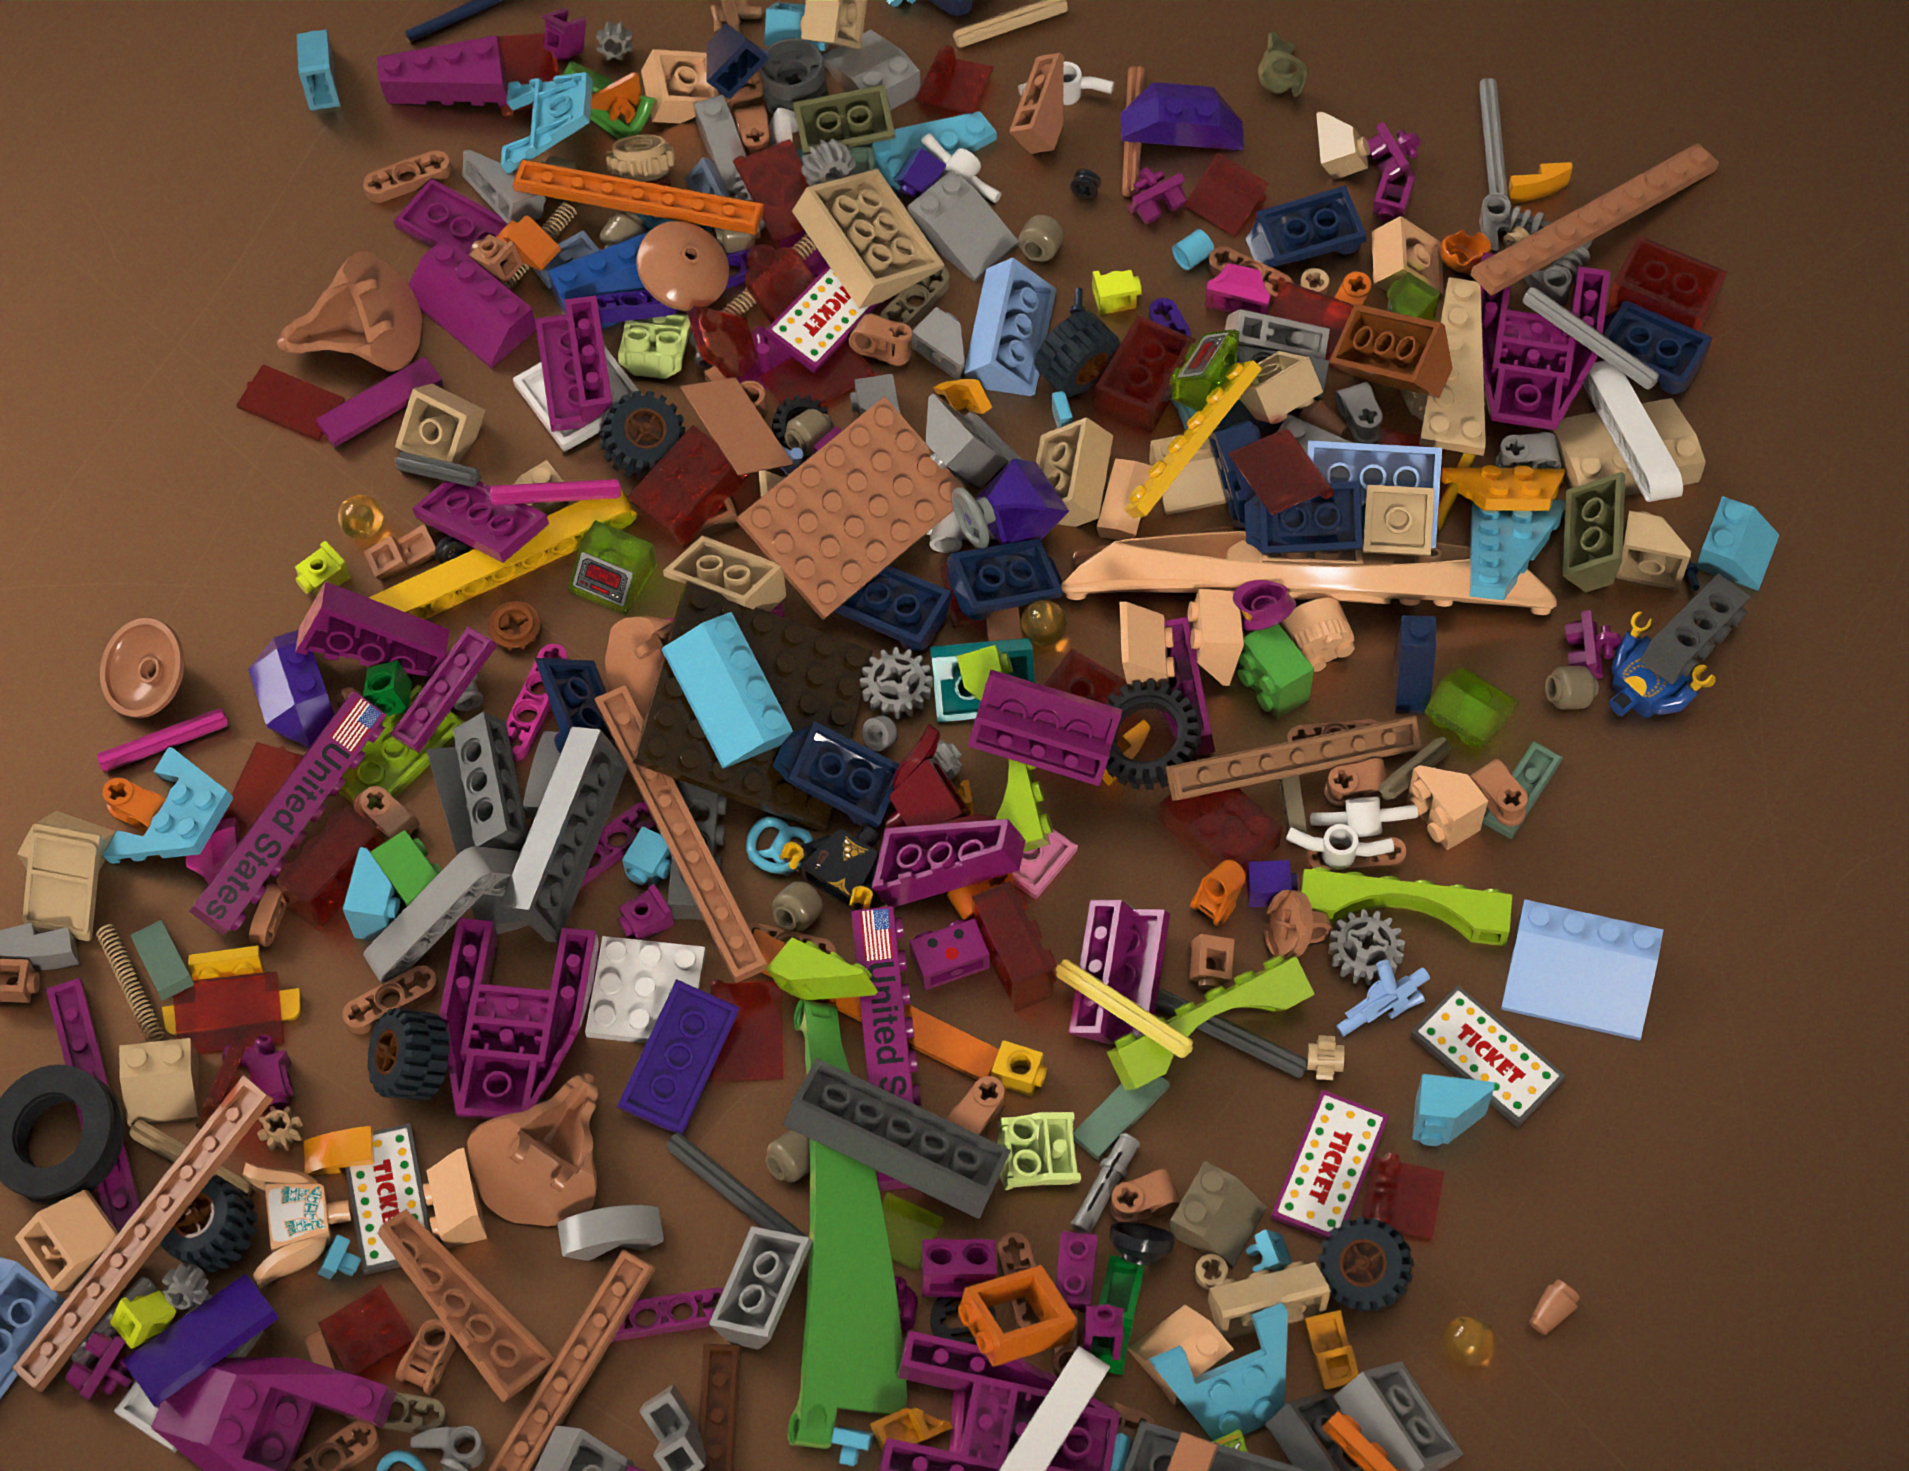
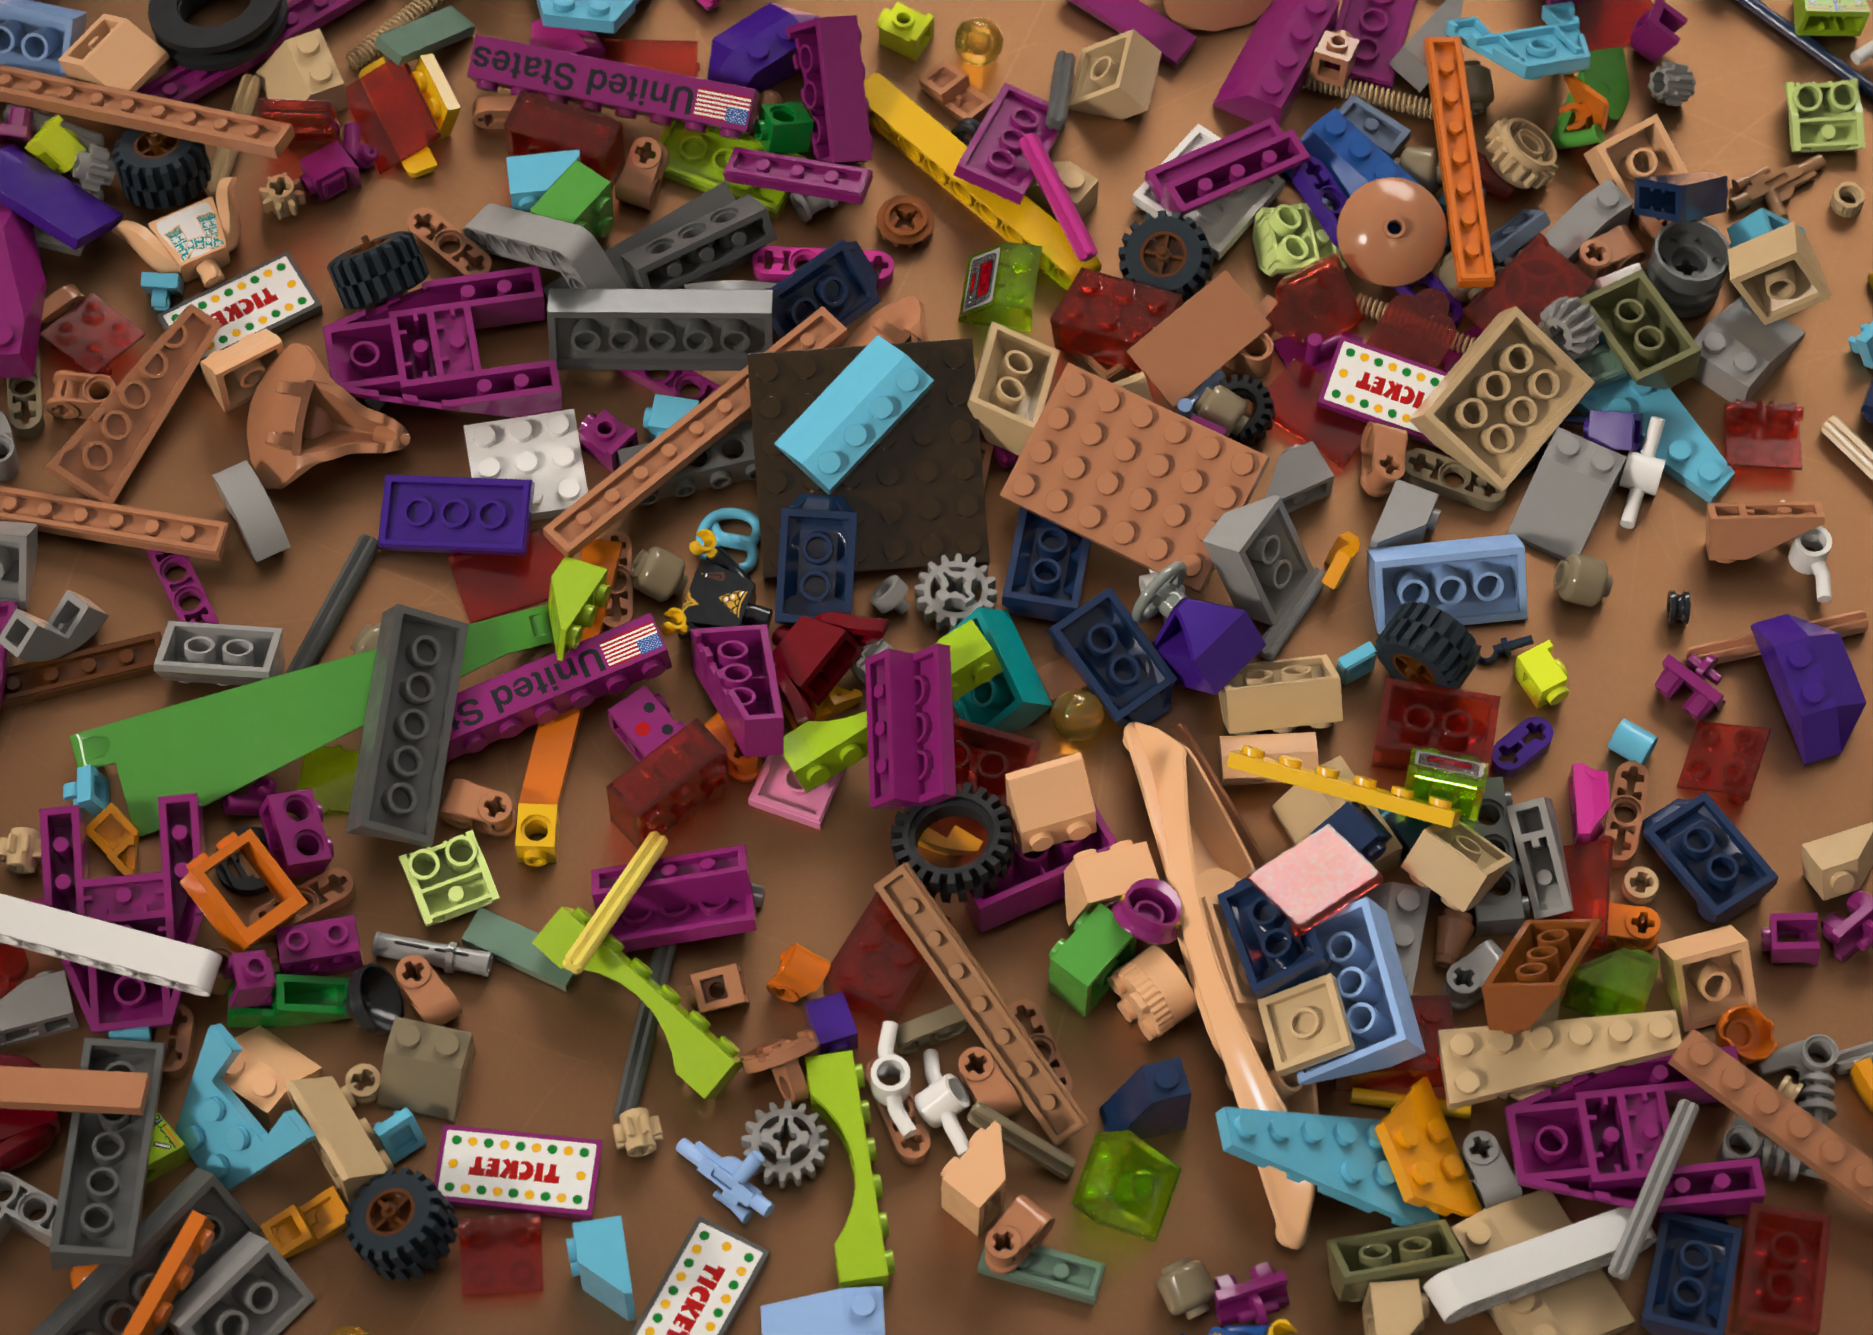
camera: 70 degrees right, 0 degrees up
(337, 1150) = (275, 255): light orange slope -> none
(531, 241) = (1364, 81): orange slope -> none

